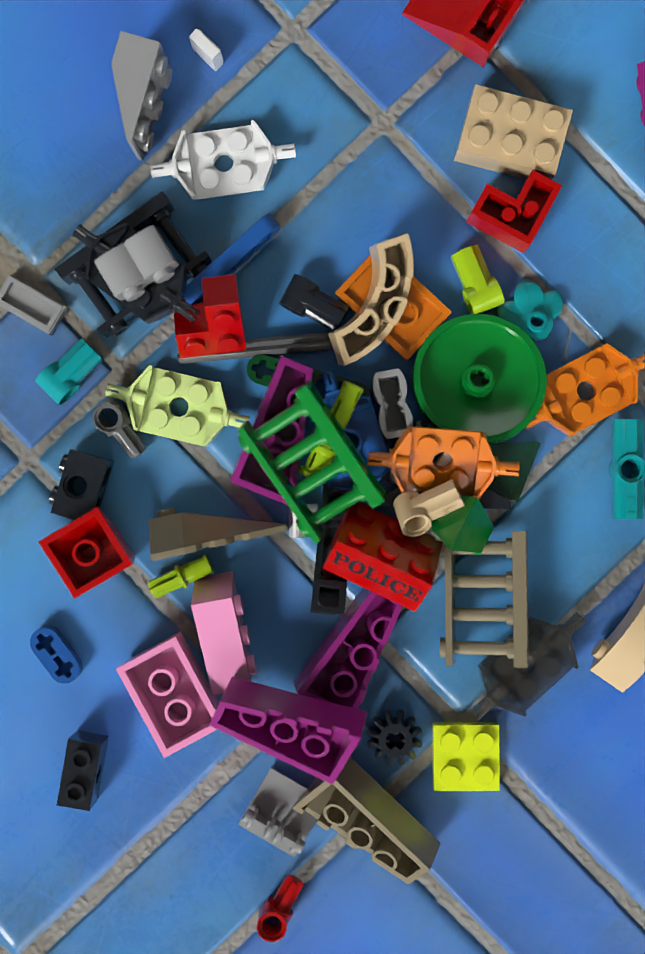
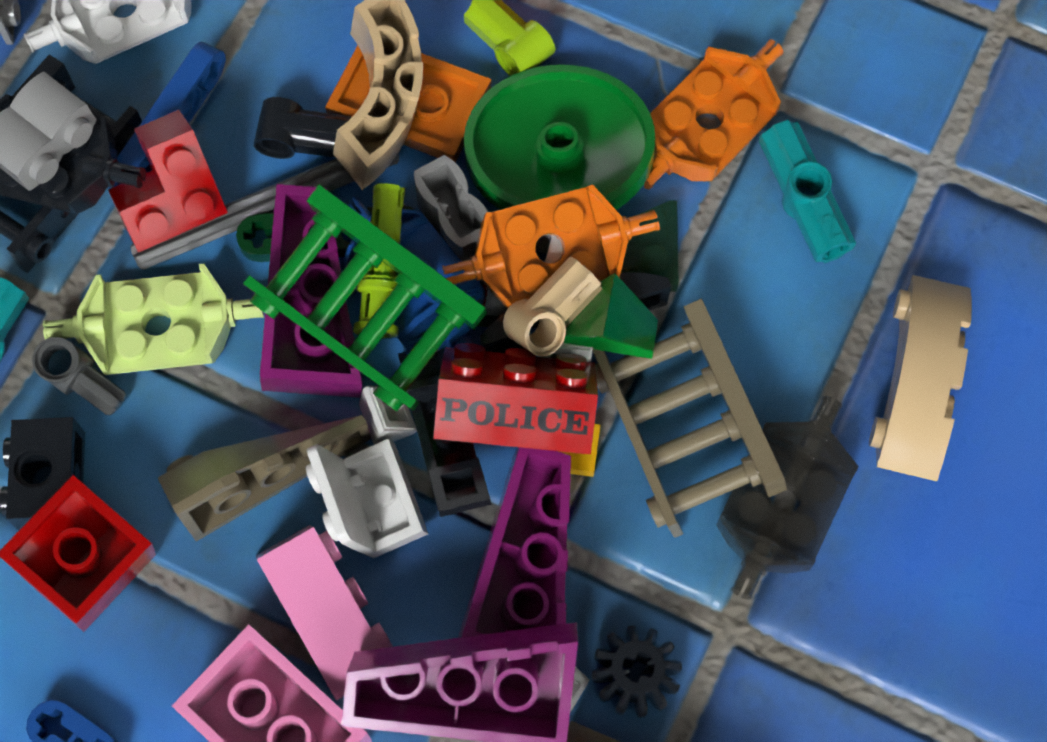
camera: 25 degrees left, 20 degrees down
(180, 576) = (232, 554): lime axle -> none
(270, 576) = (366, 498): none -> white bracket
(465, 756) = (755, 666): neon yellow plate -> none
(532, 304) = (597, 45): teal plate -> none

